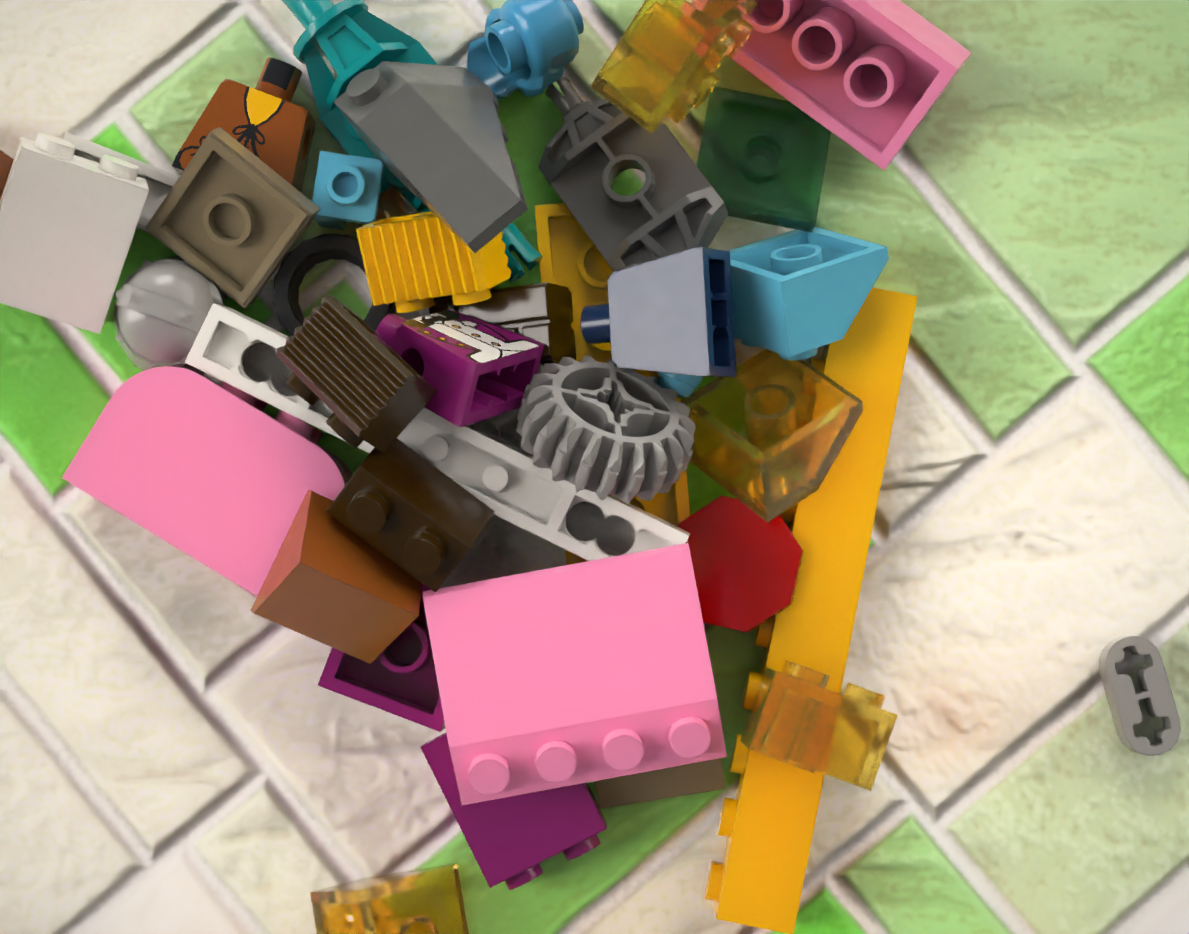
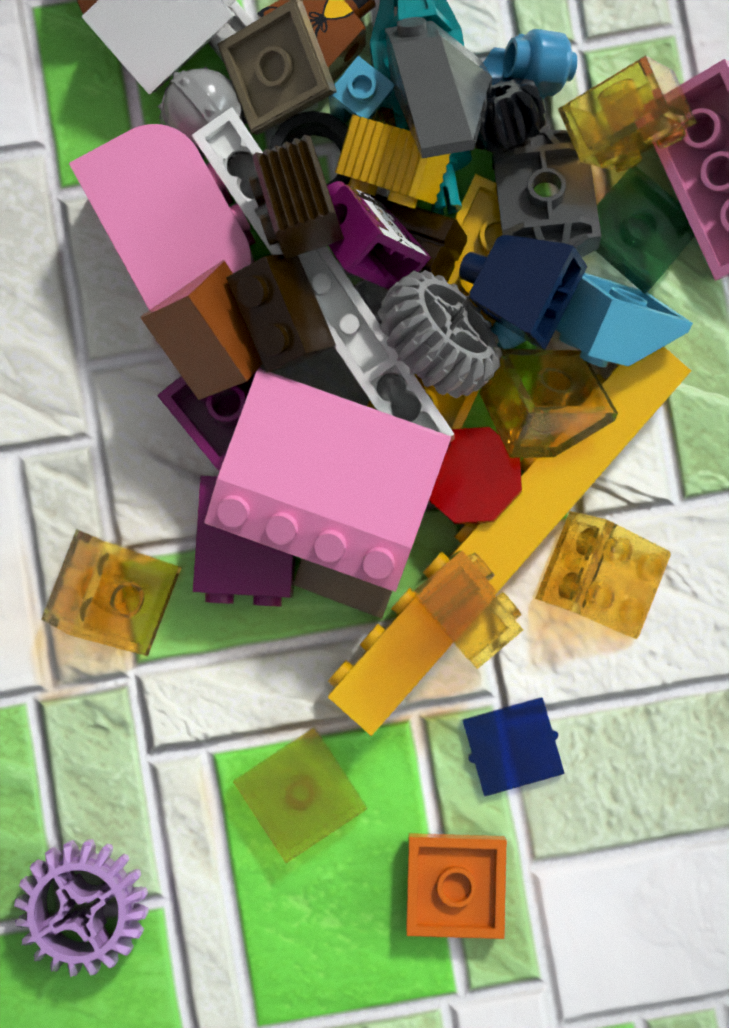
camera: 25 degrees right, 0 degrees up
(539, 119) = (511, 115): none -> black gear
(952, 588) = (603, 573): none -> clear yellow bracket
(963, 847) = (513, 746): none -> clear blue piece
(1154, 691) = (696, 717): light grey beam -> none

